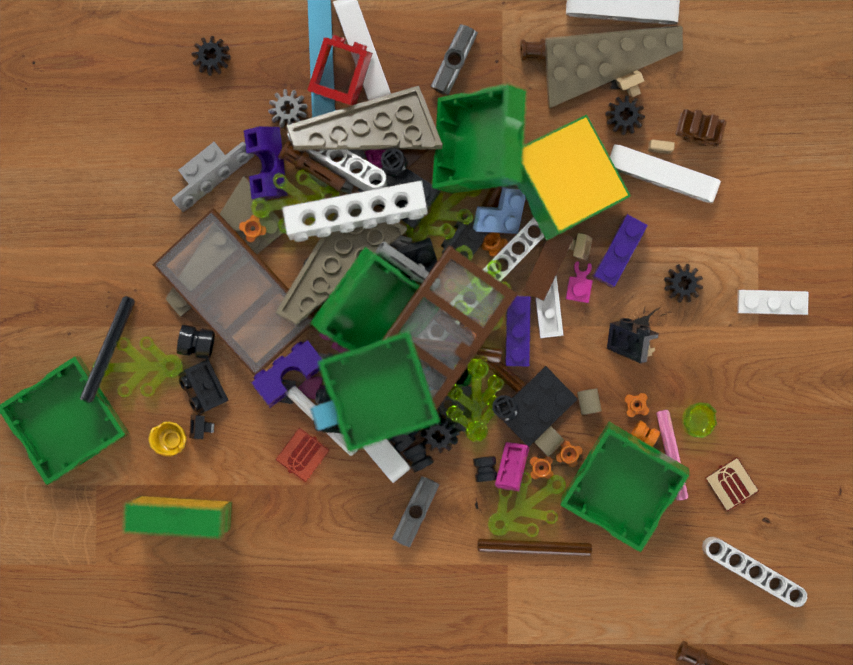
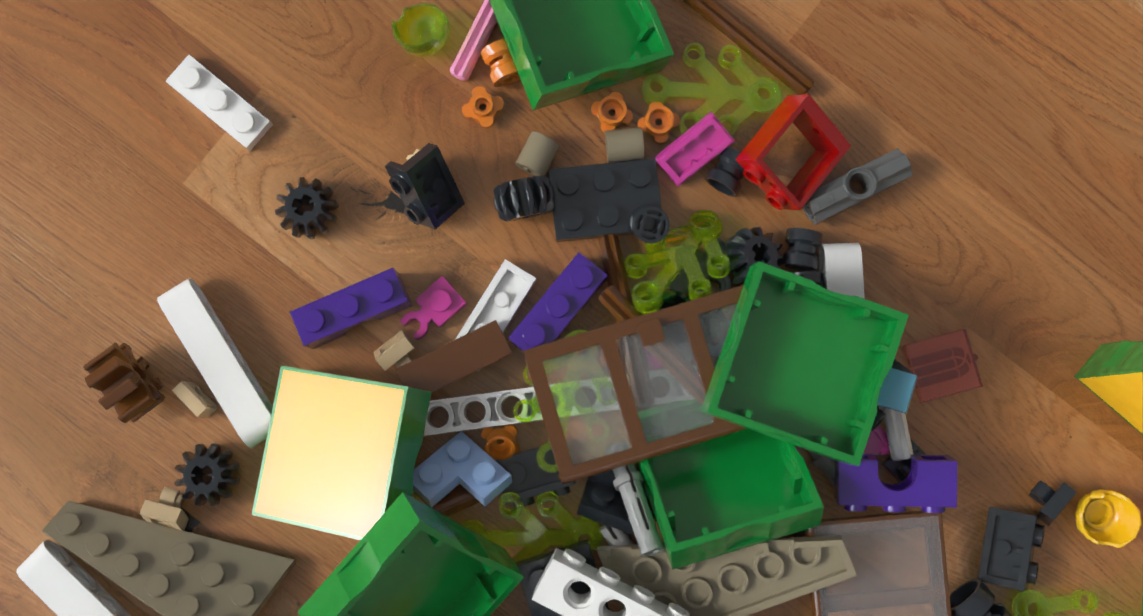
camera: 145 degrees left, 5 degrees down
(443, 501) = (817, 129): none -> red window
(577, 373) = (524, 198): none -> black gear

